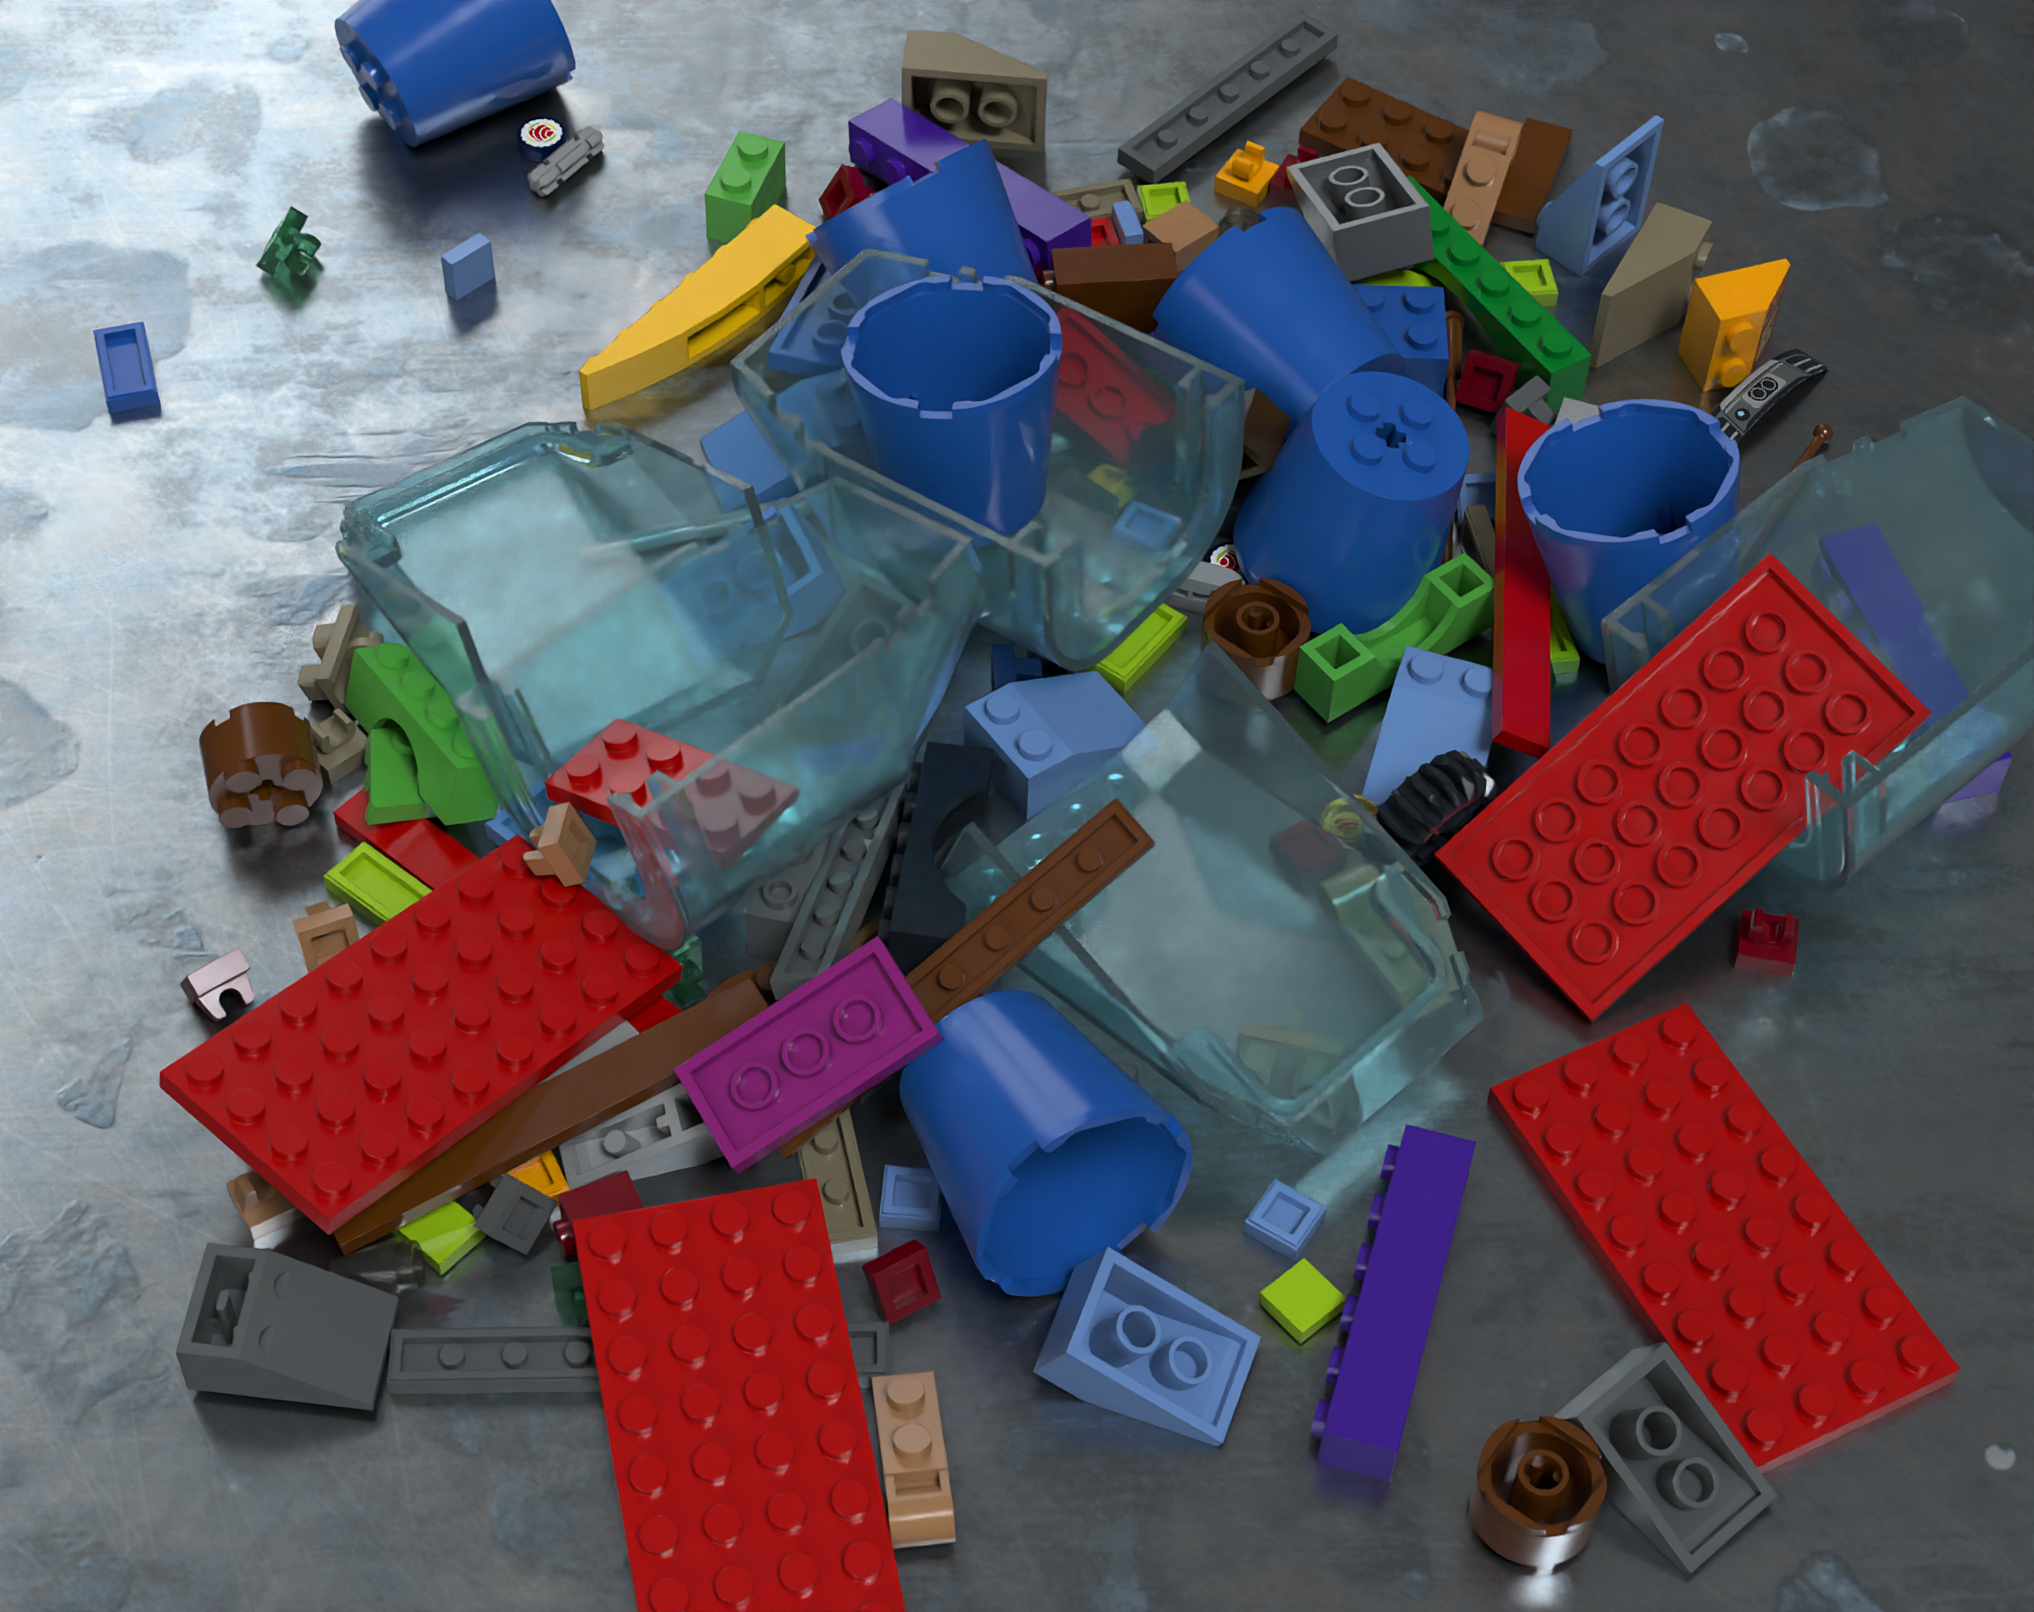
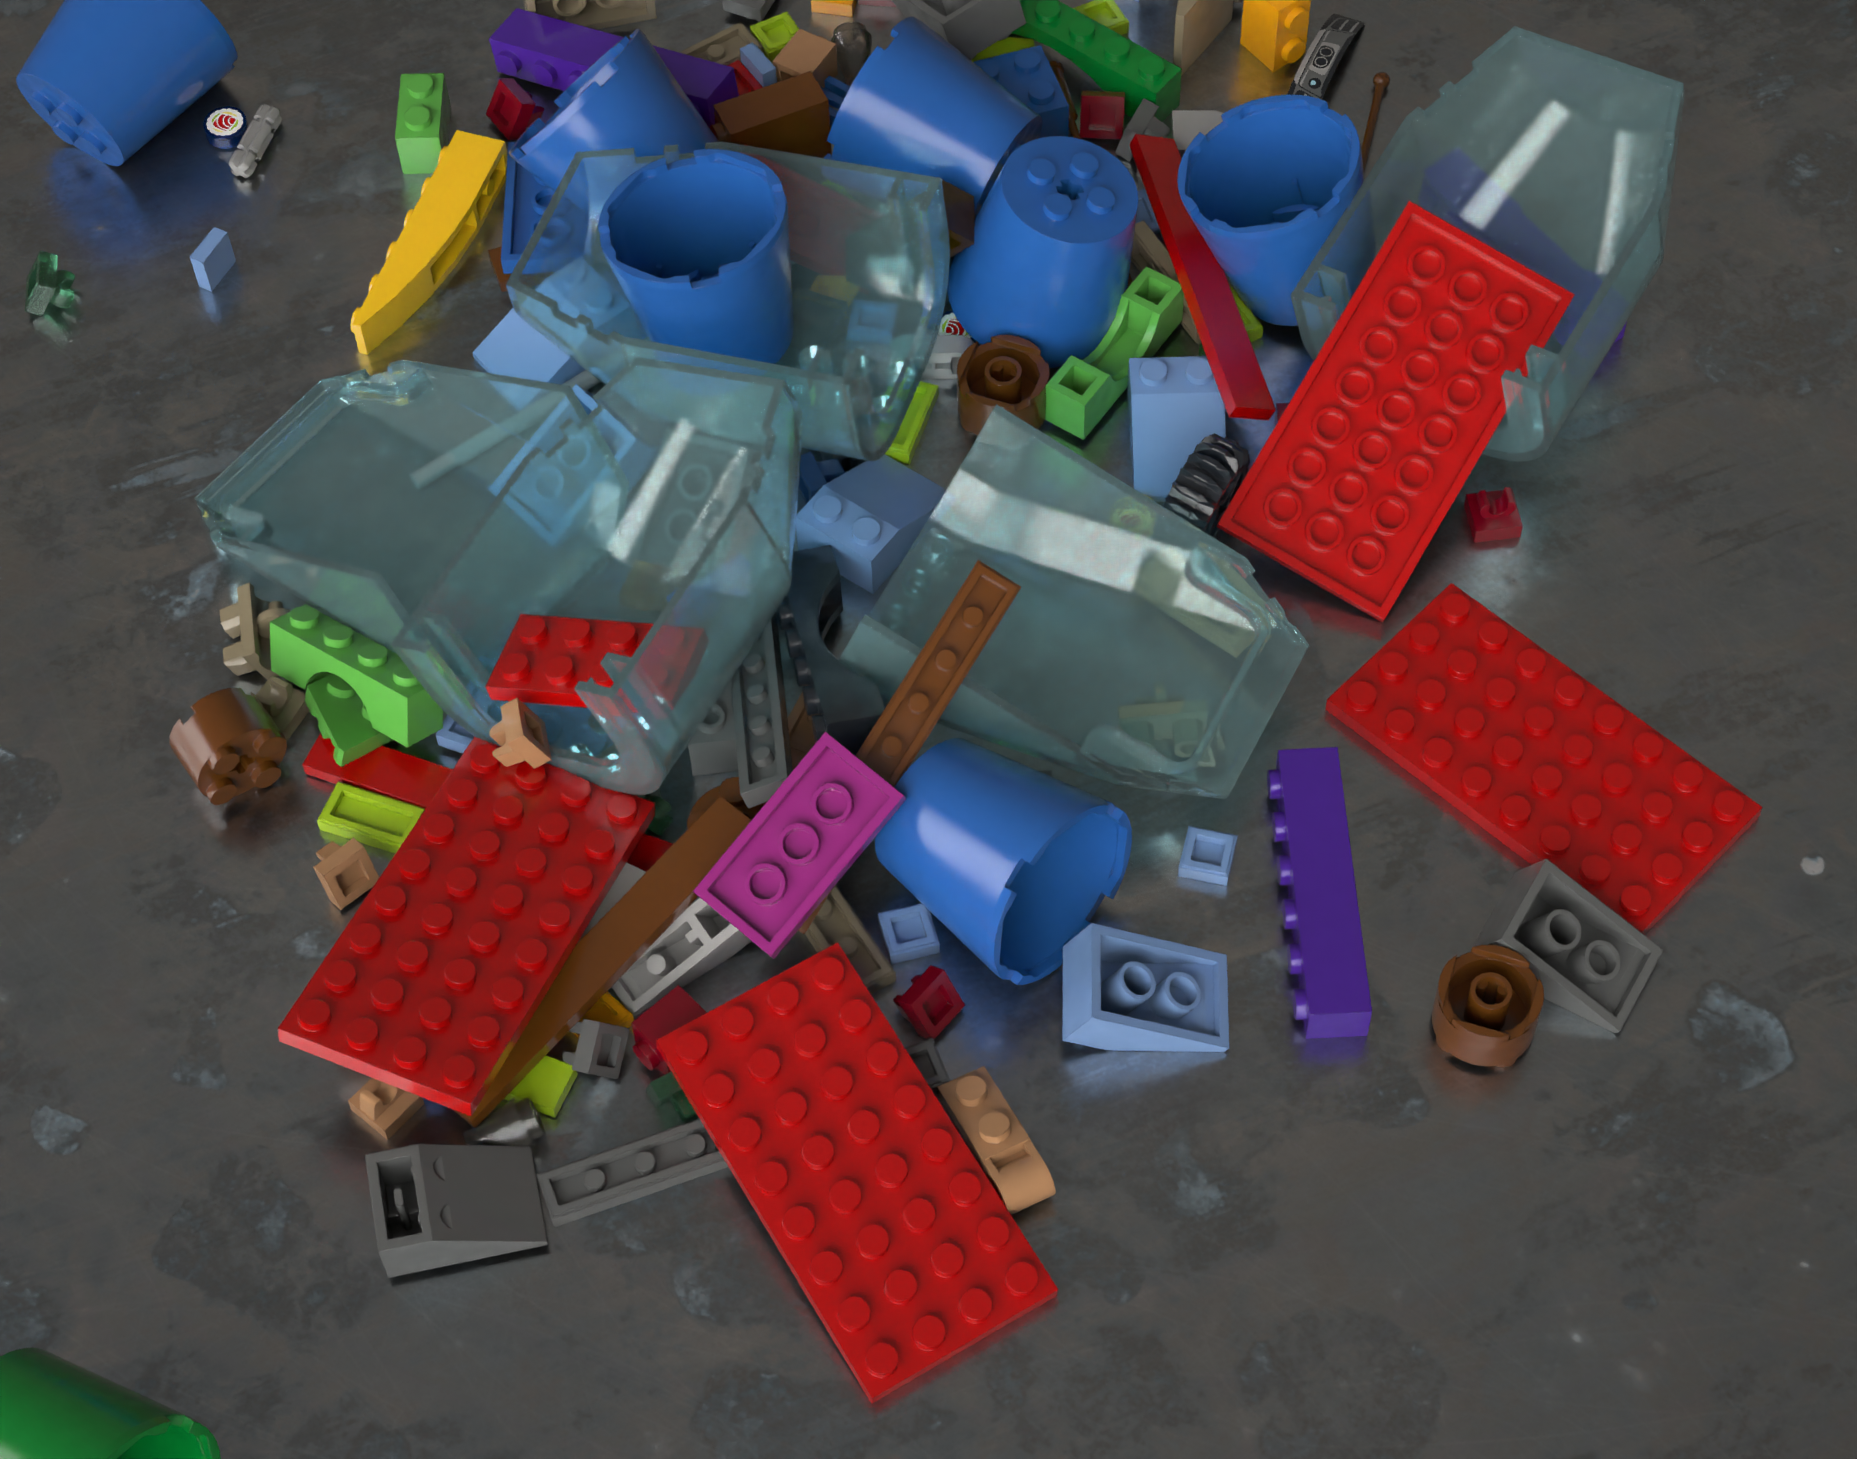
camera: 15 degrees left, 5 degrees up
(219, 976) = (263, 938): tile -> none
(1302, 1300) = (1246, 915): lime tile -> none

